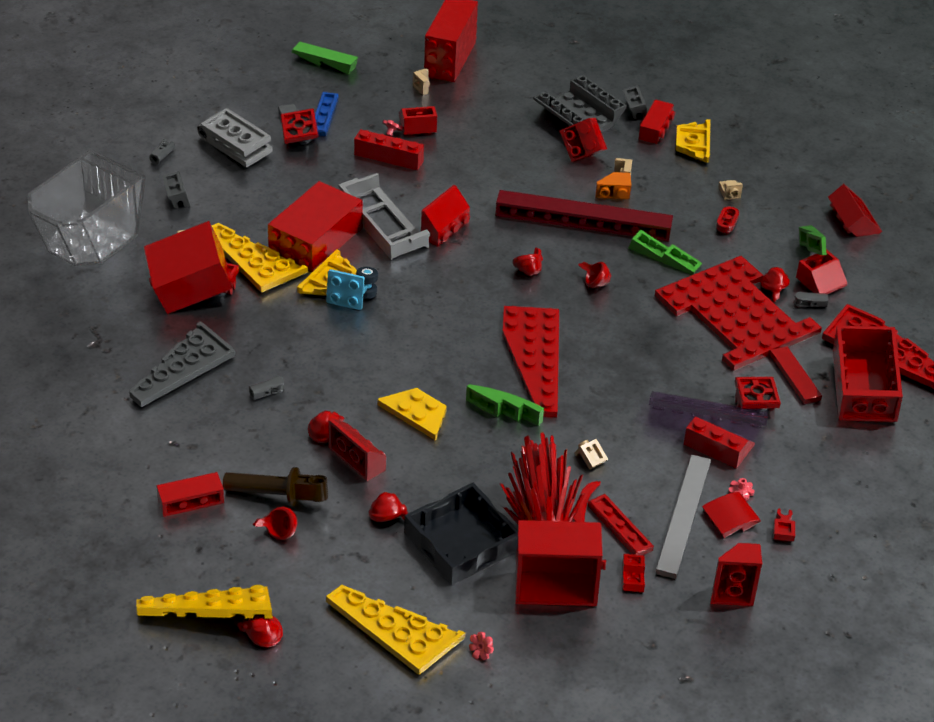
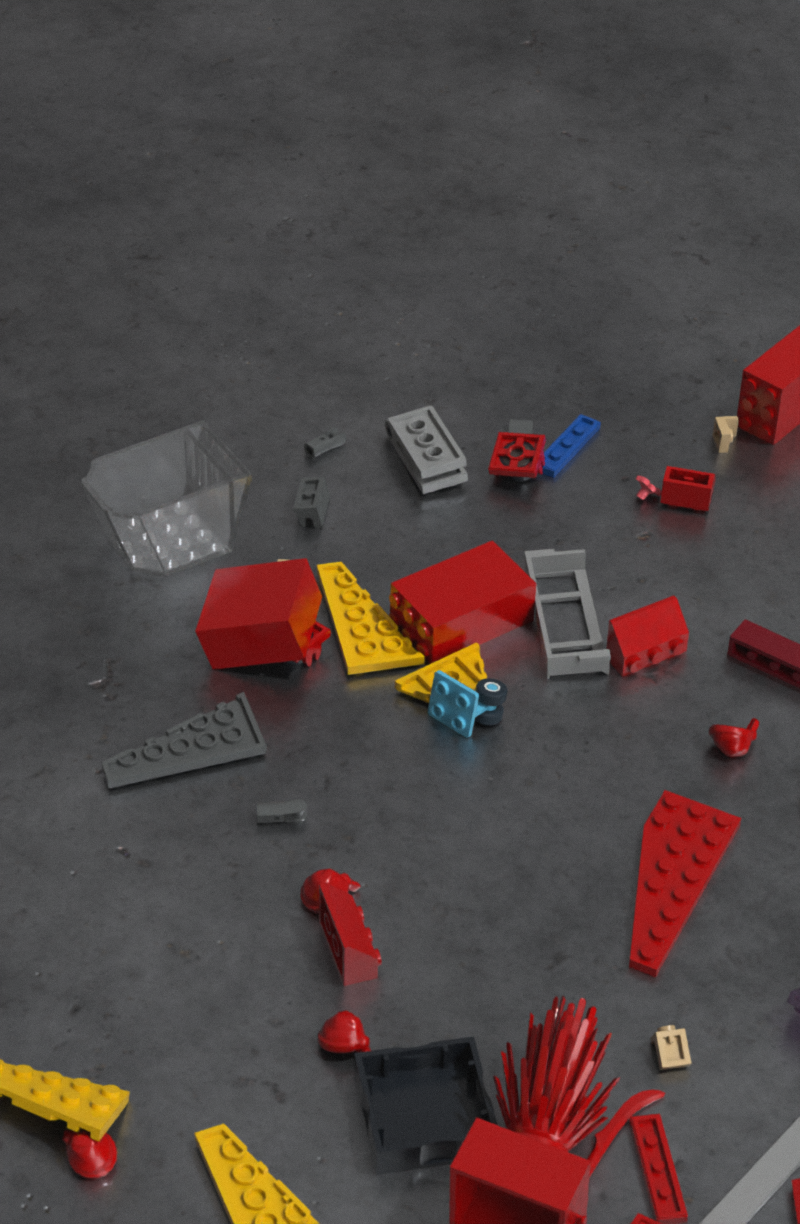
camera: 25 degrees right, 0 degrees up
(190, 494) = (101, 929): red brick -> none
(280, 523) = (191, 1007): red hat -> none
(295, 486) = (233, 963): dark brown piece -> none
(320, 55) = (603, 360): bright green slope -> none
(389, 149) = (624, 519): red brick -> none
(416, 410) = (464, 905): yellow wing -> none
(500, 402) = (583, 931): bright green slope -> none

